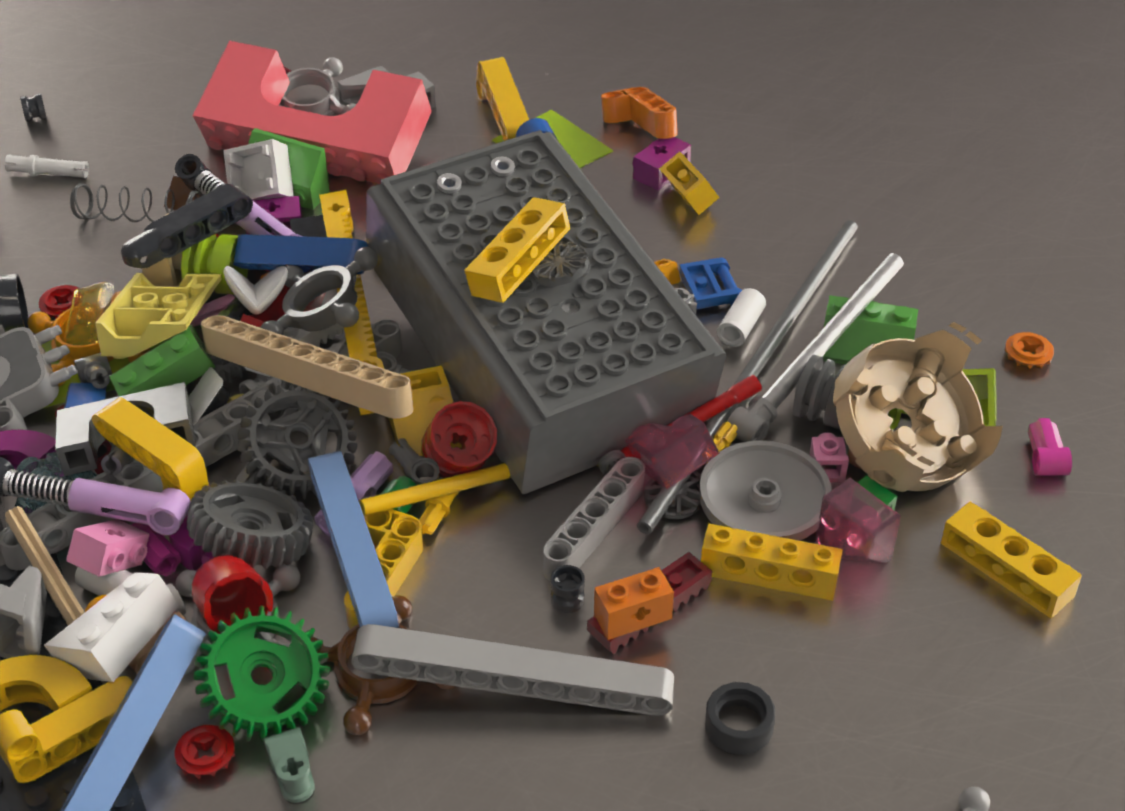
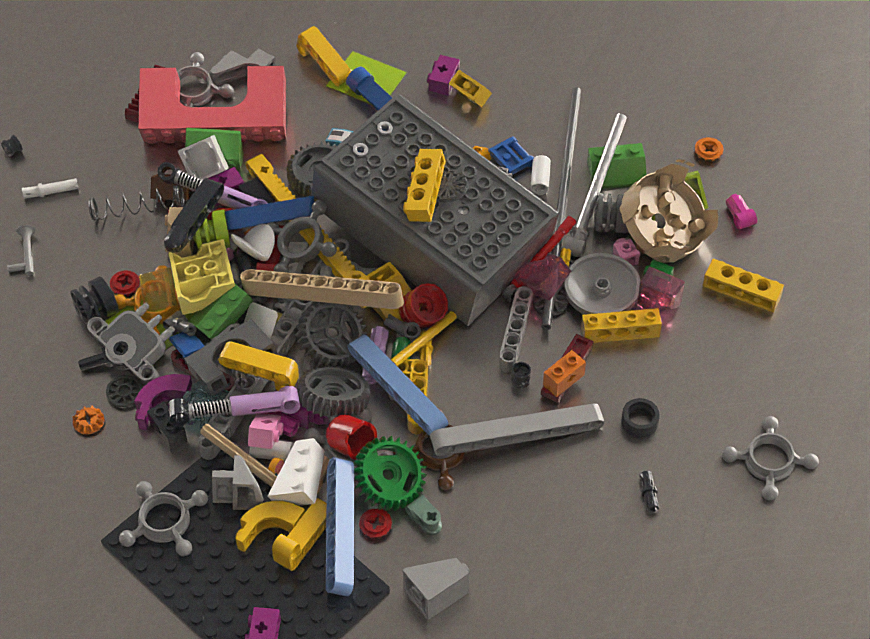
camera: 20 degrees left, 10 degrees up
(643, 108) = (418, 38): orange beam -> none

